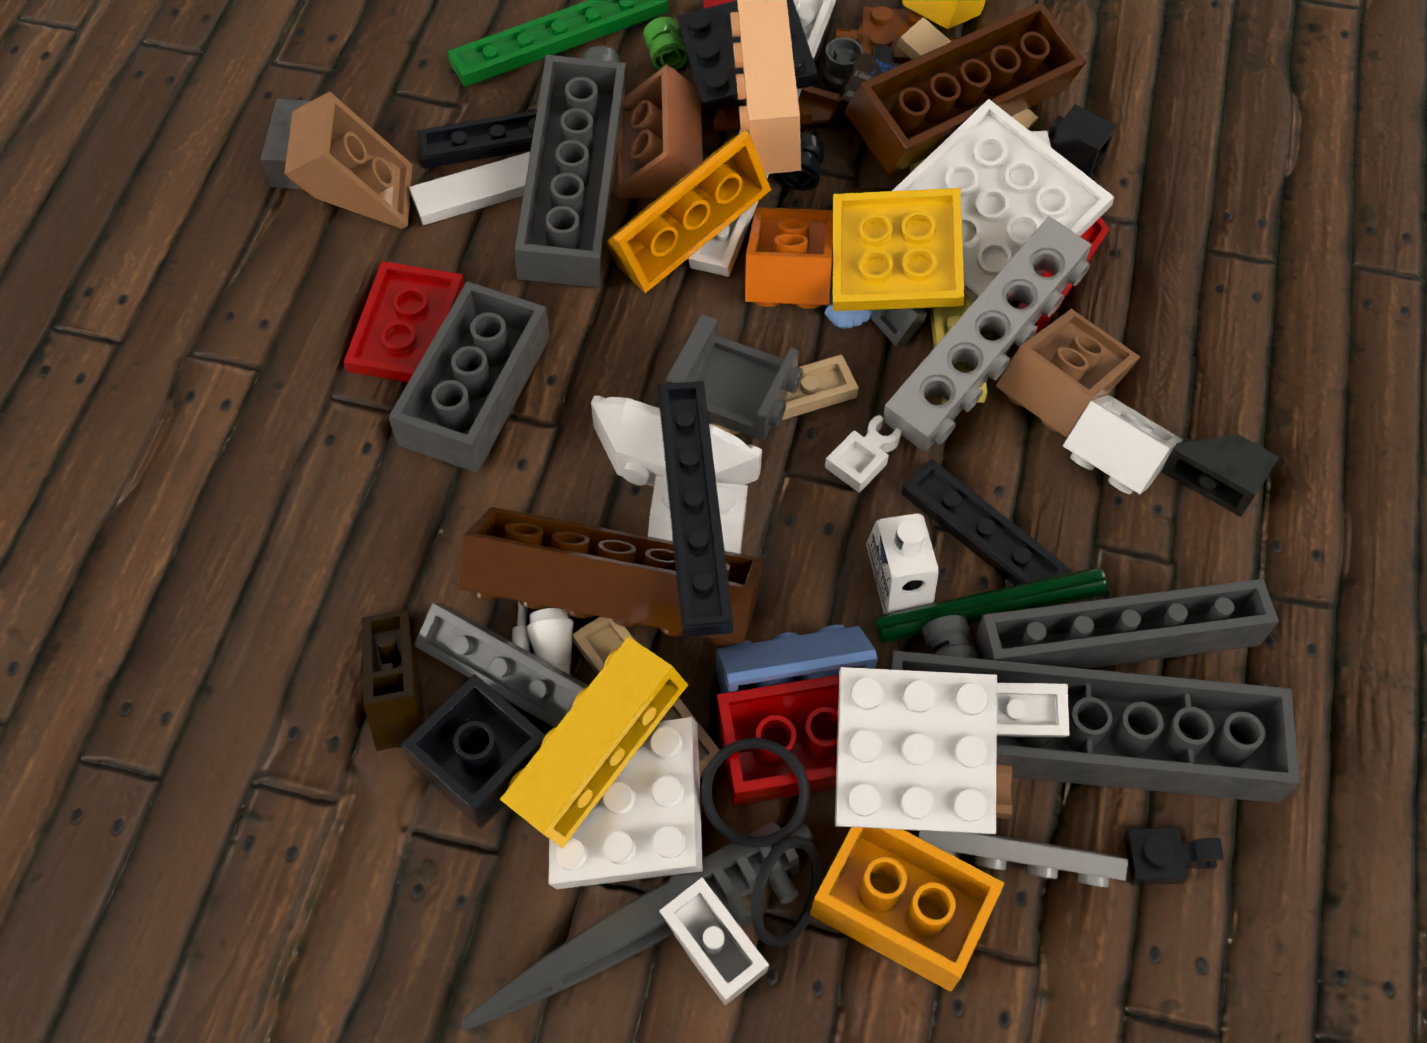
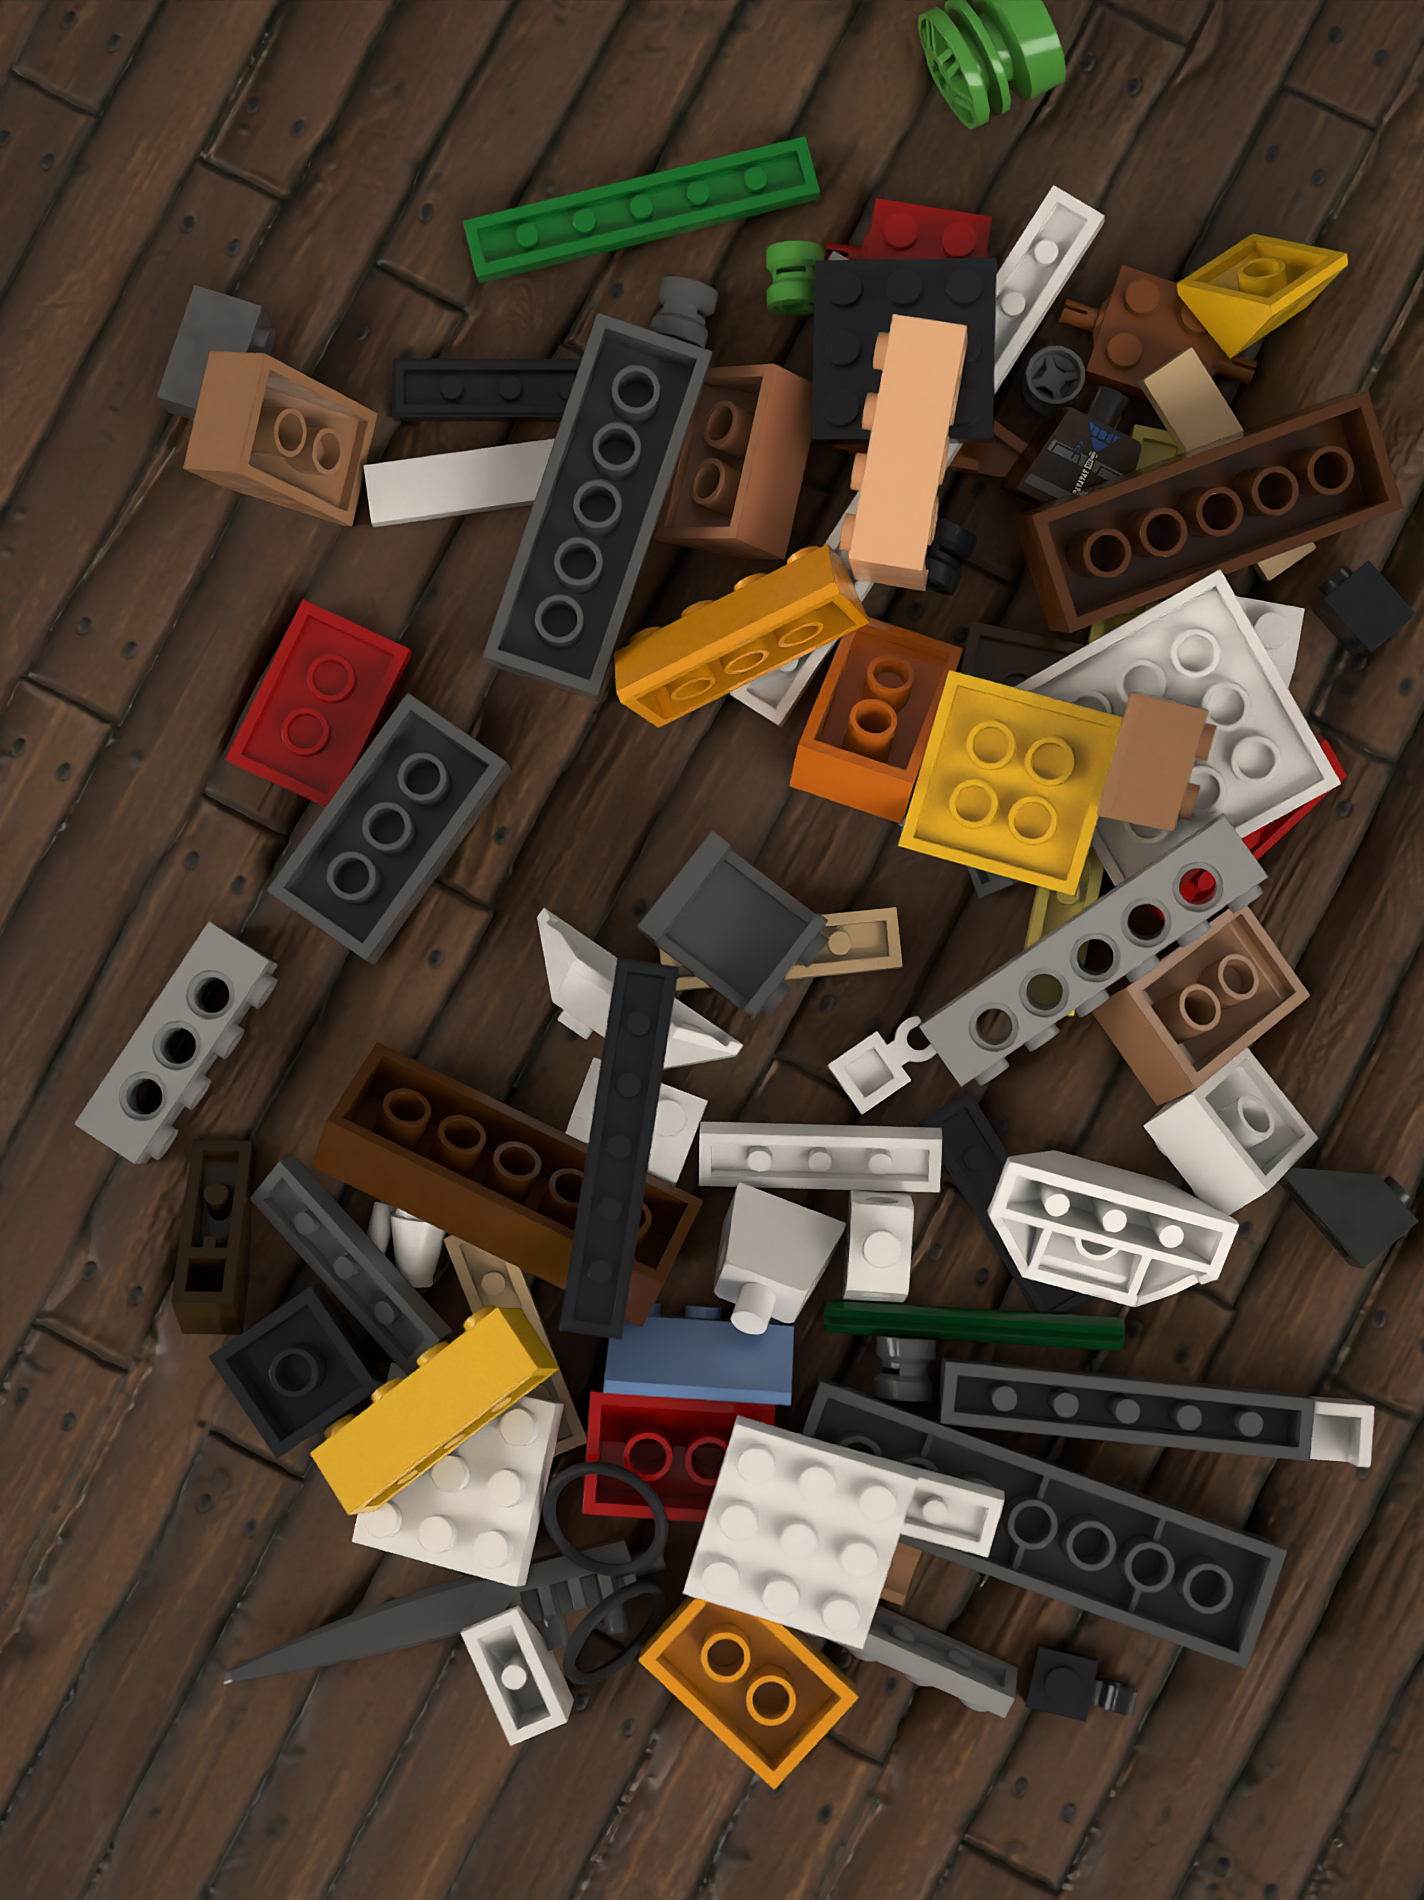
camera: 20 degrees right, 25 degrees up
(357, 486) = (113, 1110): none -> light grey brick
(826, 583) = (771, 1257): none -> white torso
(834, 518) = (820, 1156): none -> white plate
(989, 201) = (1155, 762): none -> medium nougat slope
(1064, 512) = (1106, 1229): none -> white wedge
(1296, 614) = (1342, 1431): none -> white panel

